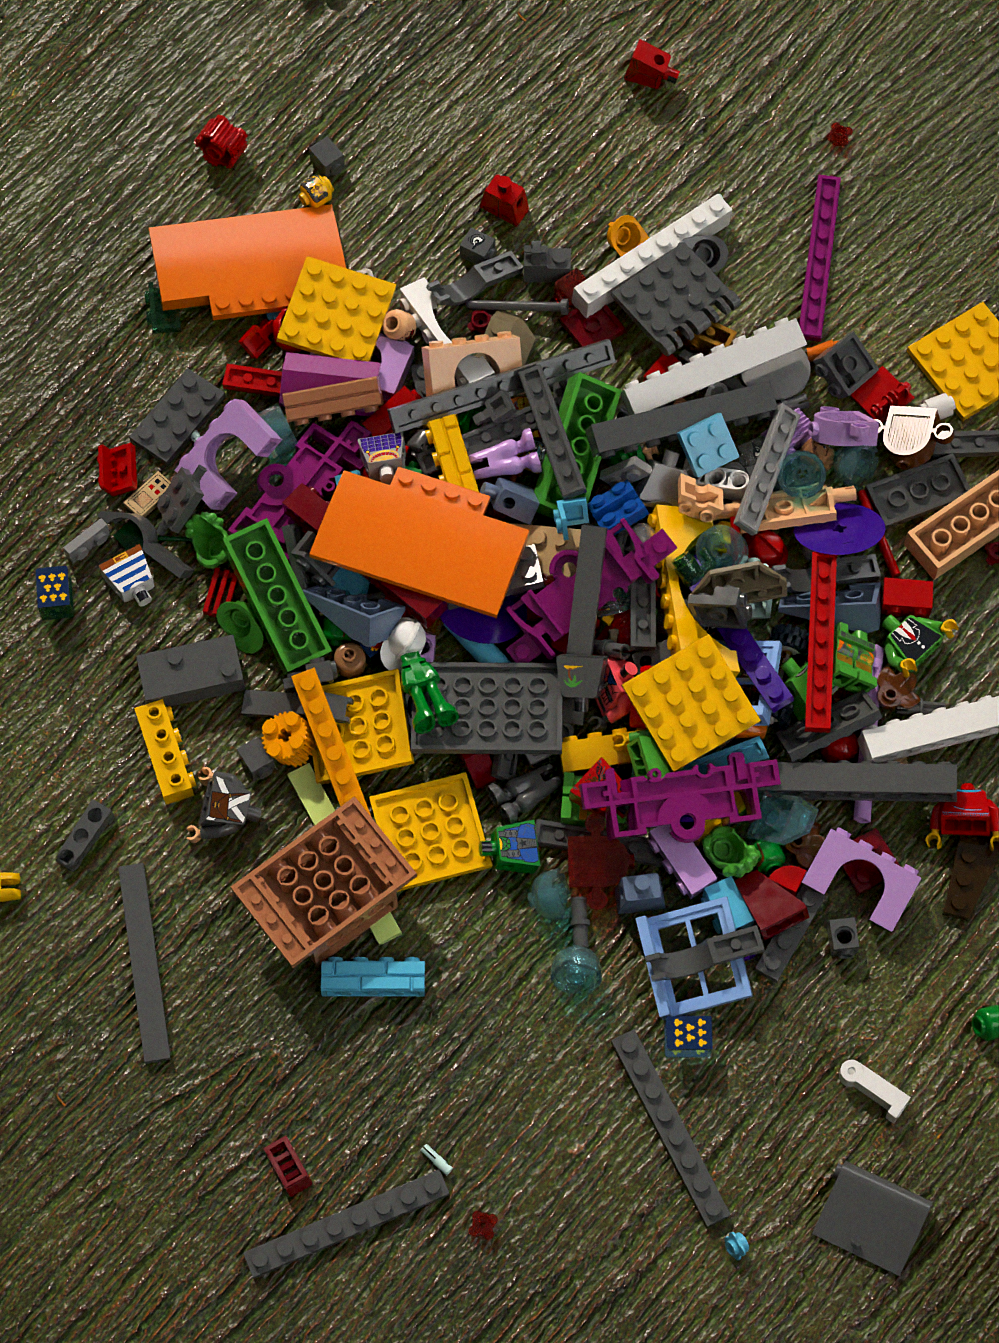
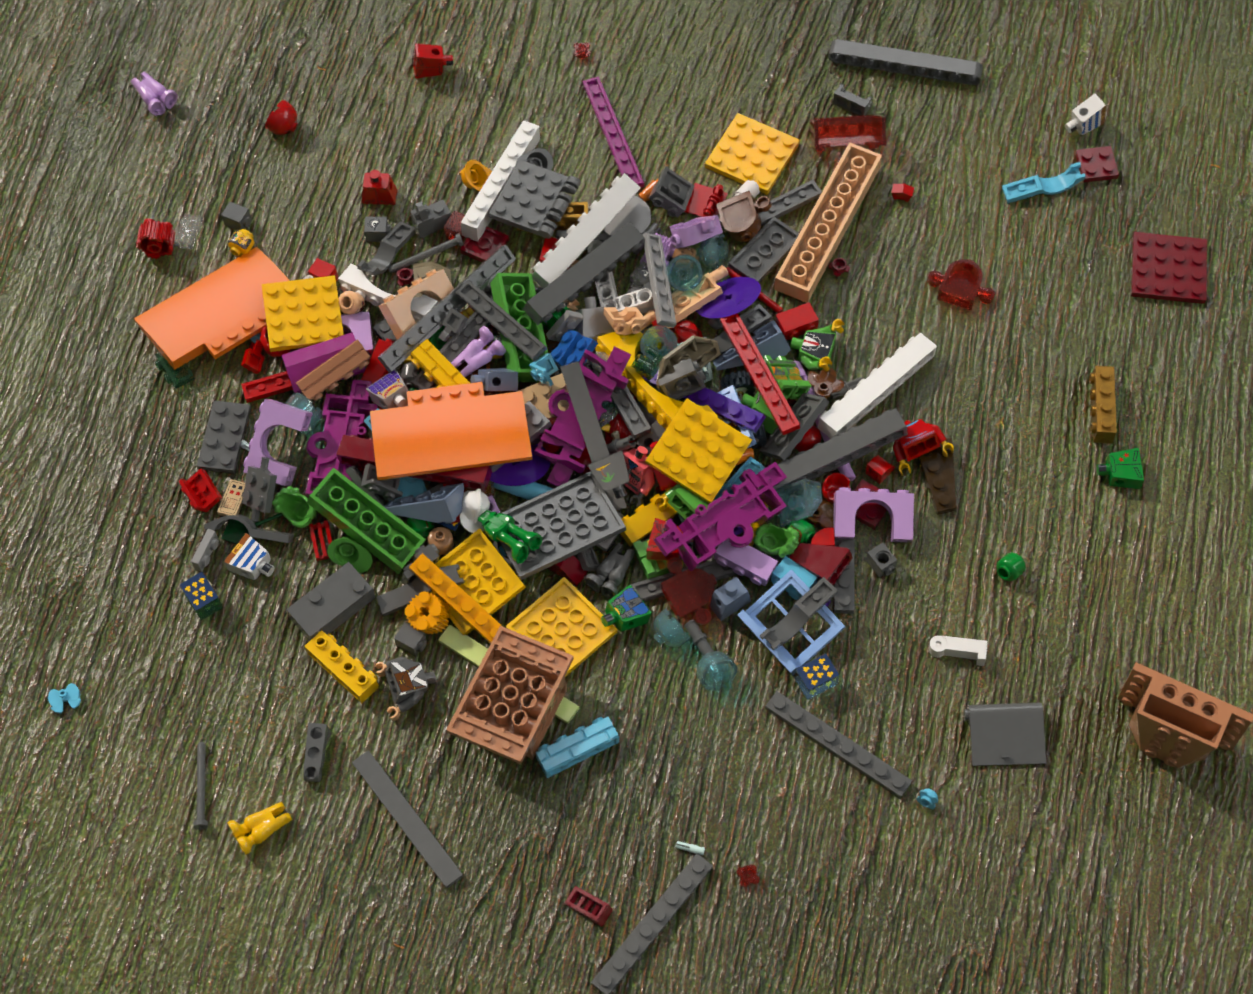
camera: 25 degrees left, 5 degrees down
(265, 149) = (188, 231): none -> clear tile
(388, 269) = (322, 269): none -> red brick
(441, 61) = (282, 119): none -> red cylinder
(708, 445) = (611, 281): medium azure plate -> none
(838, 816) = (832, 483): none -> red hair
(904, 825) = (879, 469): none -> red brick

